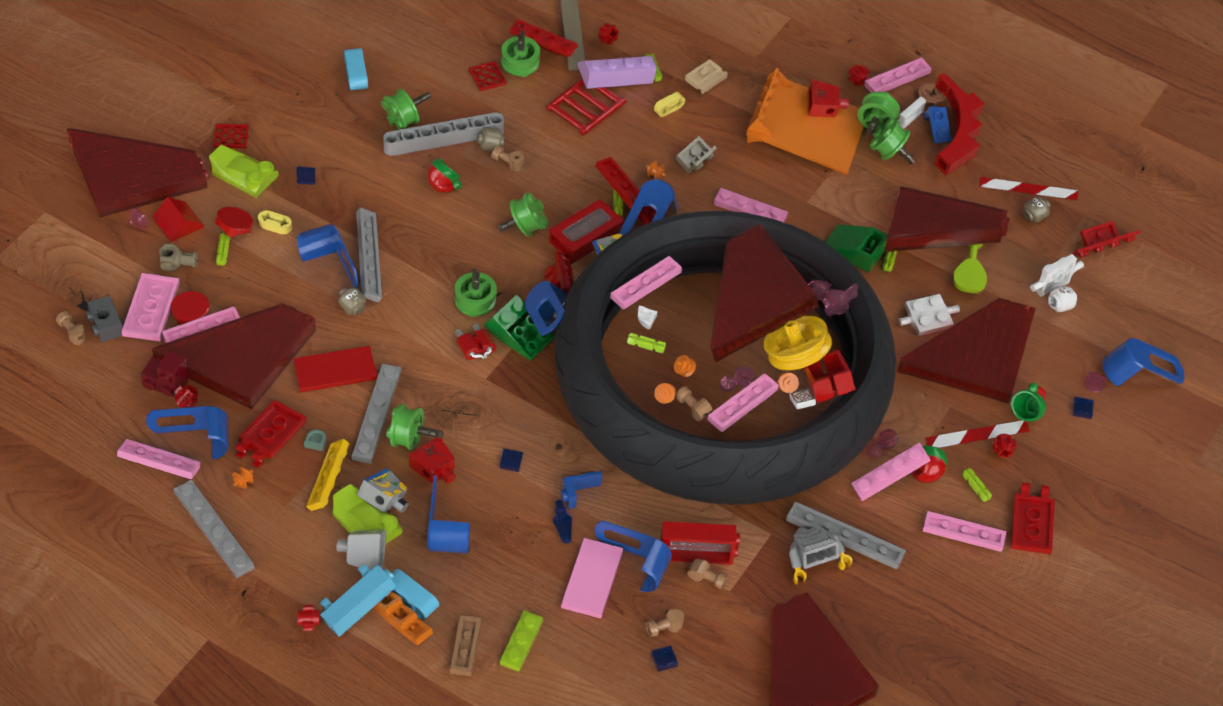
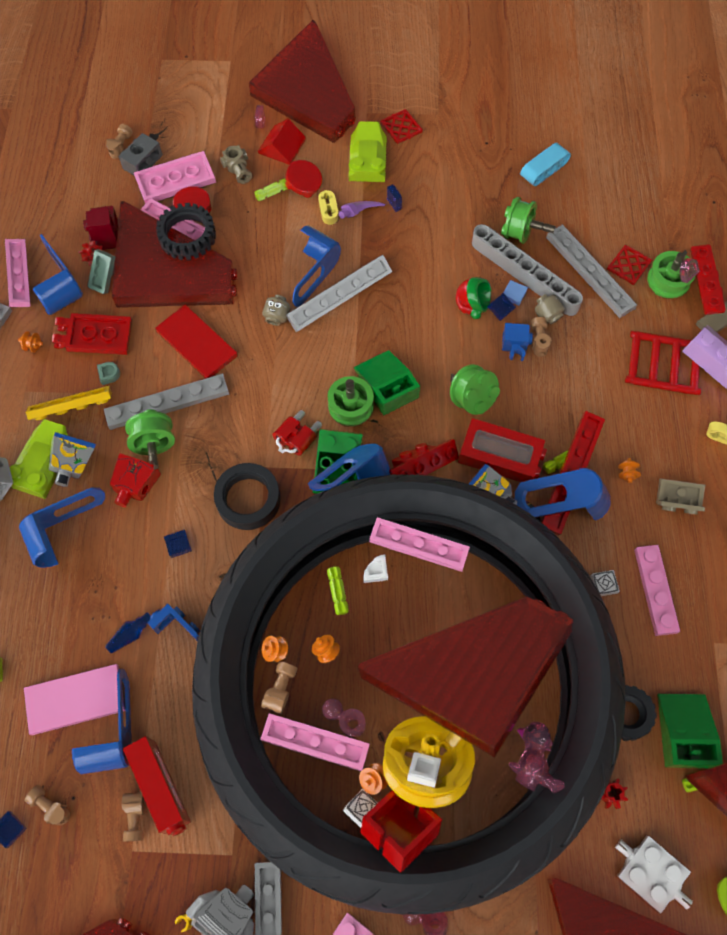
camera: 65 degrees right, 15 degrees up
(215, 392) = (101, 271): none -> sand green tile
(229, 298) = (180, 214): none -> black tyre
(291, 206) = (352, 209): none -> medium lavender bar
(456, 153) = (515, 292): none -> medium blue tile
(463, 166) = (501, 306): none -> clear blue tile
(477, 98) = (591, 271): none -> light grey plate
(483, 255) = (390, 381): none -> green slope
(500, 172) = (516, 339): none -> blue brick
(503, 377) = (242, 472): none -> black tyre
(532, 41) = (688, 269): none -> clear pink tile
(805, 337) = (424, 769): none -> white tile

